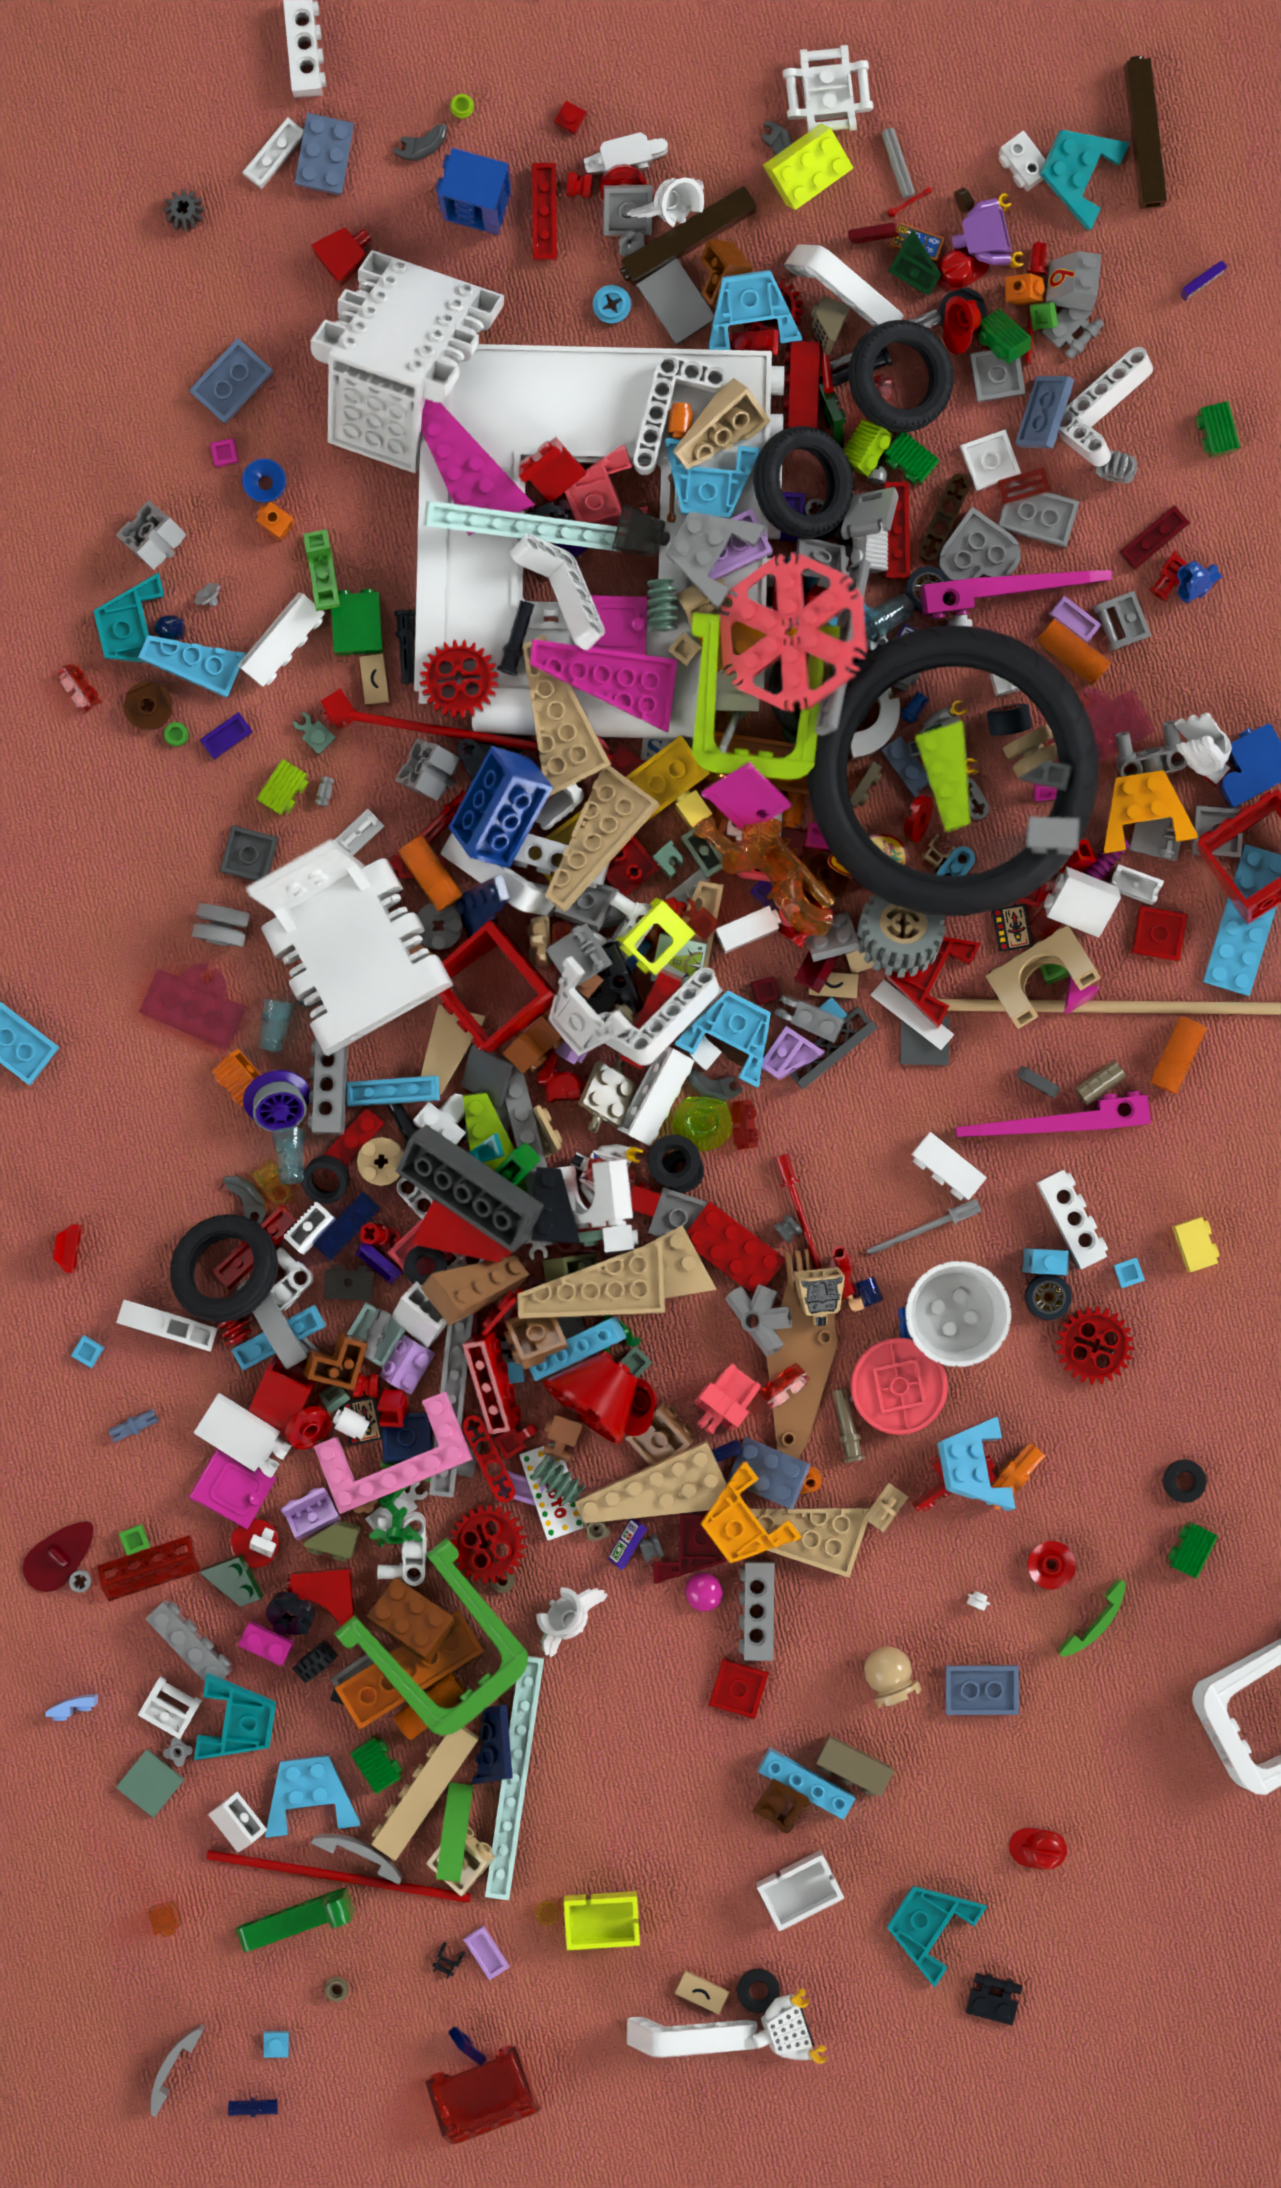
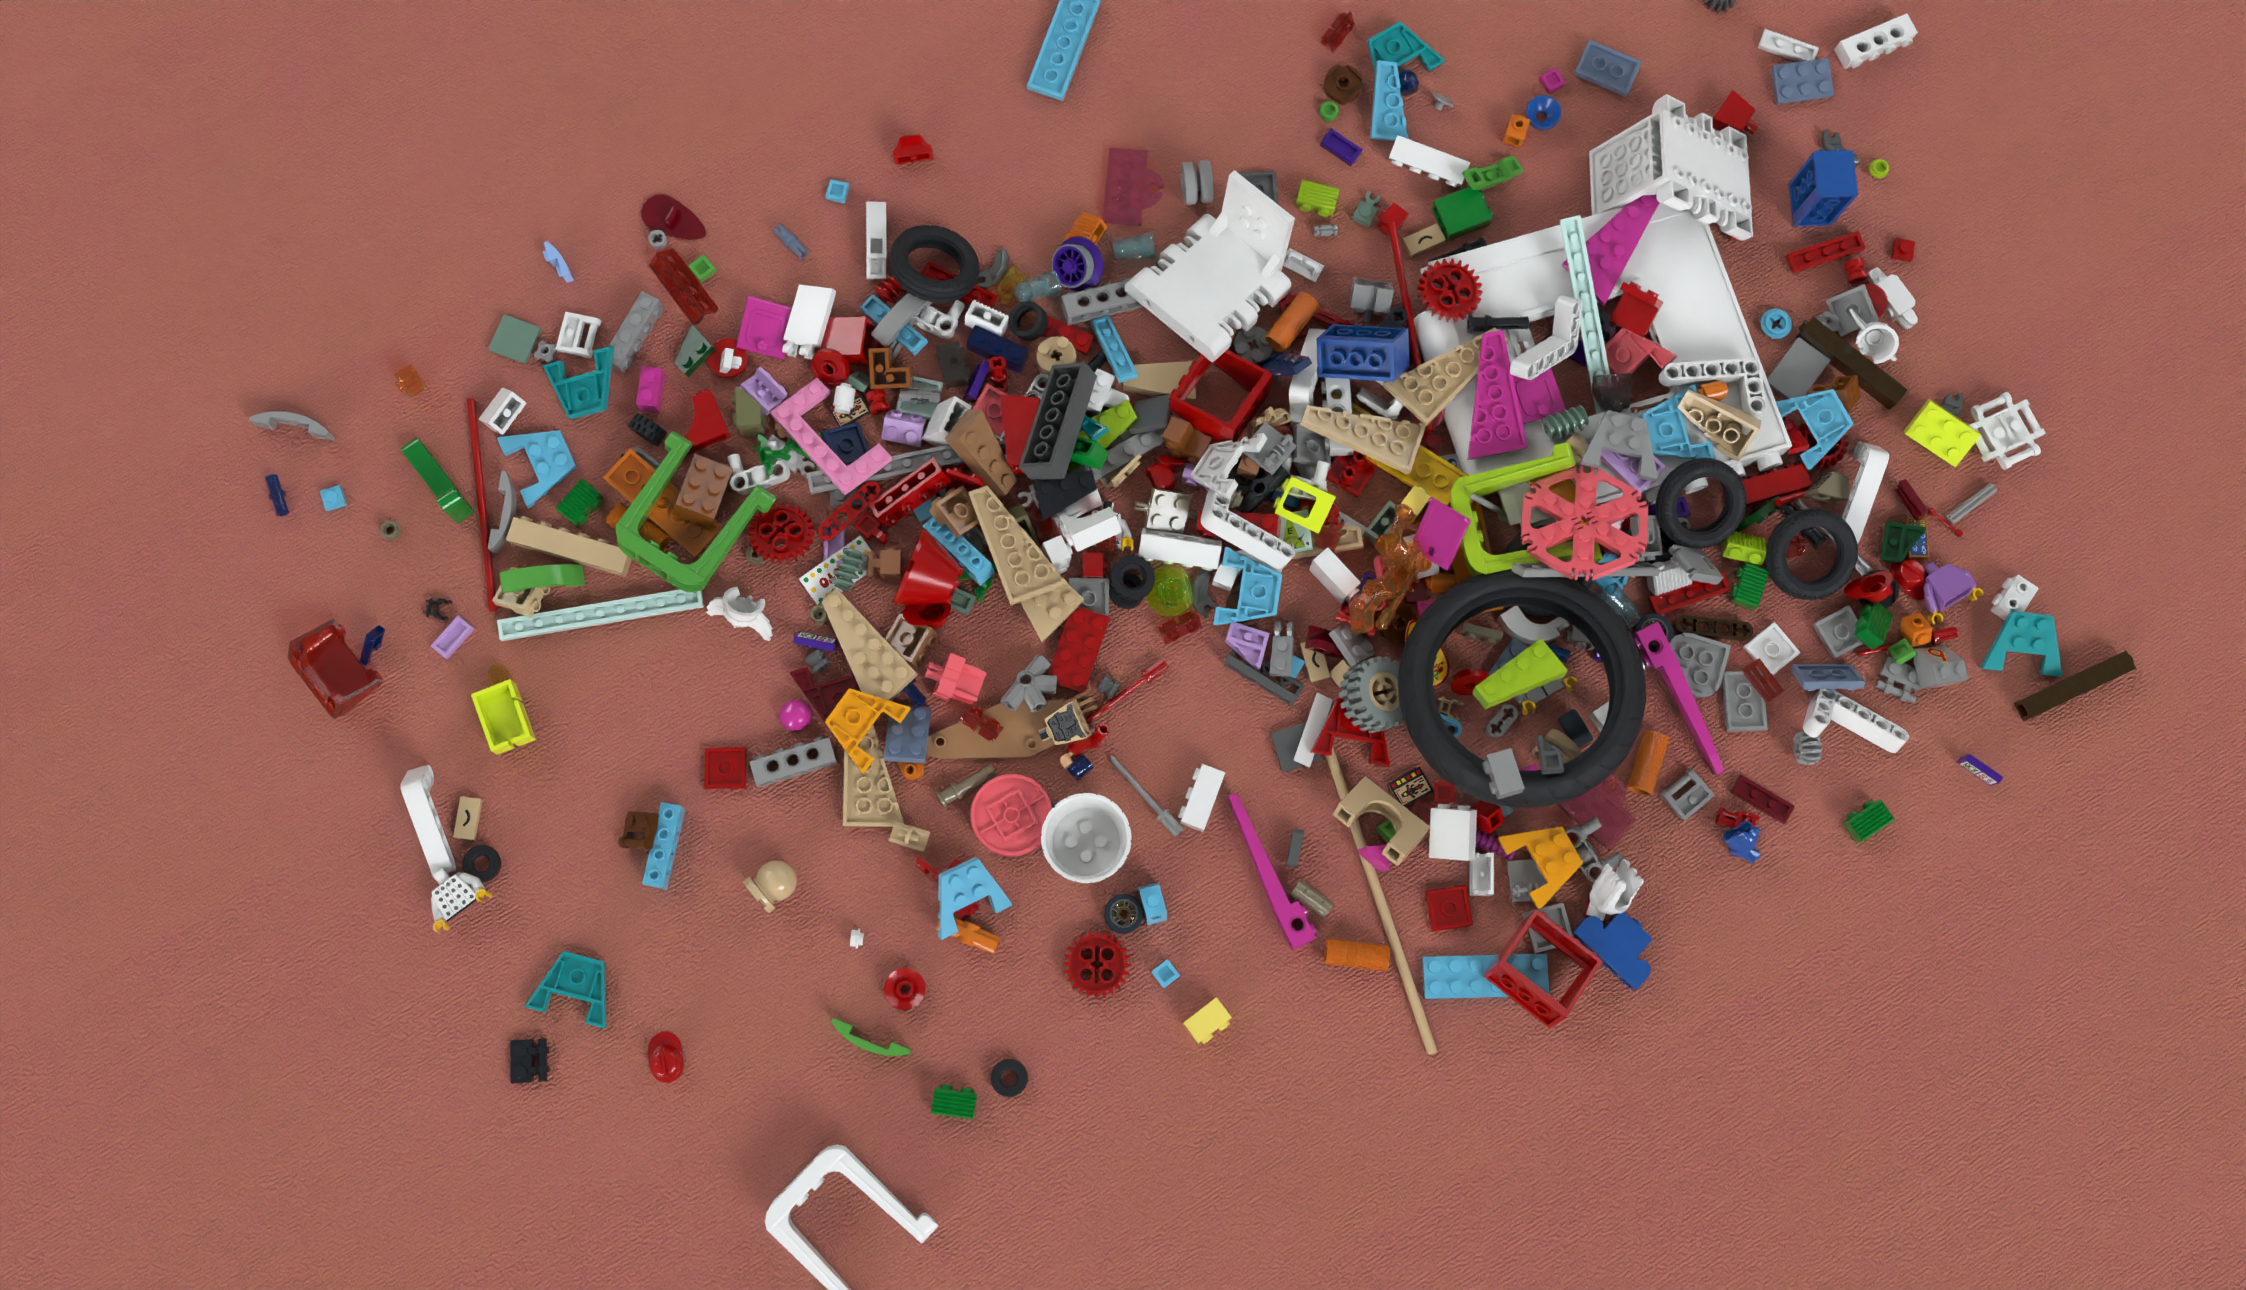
camera: 70 degrees right, 10 degrees down
(151, 535) = (1471, 44): light grey brick -> none
(285, 1623) = (679, 399): black plate -> none
(394, 1408) = (868, 428): red window -> none
(417, 1253) = (994, 405): black tyre -> none
(495, 1752) = (615, 591): dark blue wing -> none
(590, 1238) = (1049, 529): sand green plate -> none
(667, 855) = (1369, 496): sand green hinge -> none
(684, 649) = (1537, 450): tan plate -> none
(765, 990) = (1291, 609): dark red tile -> none
(800, 1890) = (573, 868): white piece -> none
(854, 1766) = (689, 880): dark tan brick -> none
(879, 474) = (1727, 565): light grey hinge -> none
(964, 200) = (1965, 561): dark brown tile -> none
(981, 1689) = (783, 965): sand blue plate -> none
(1075, 619) = (1674, 757): lavender tile -> none
(1082, 1255) = (1212, 885): white brick -> none

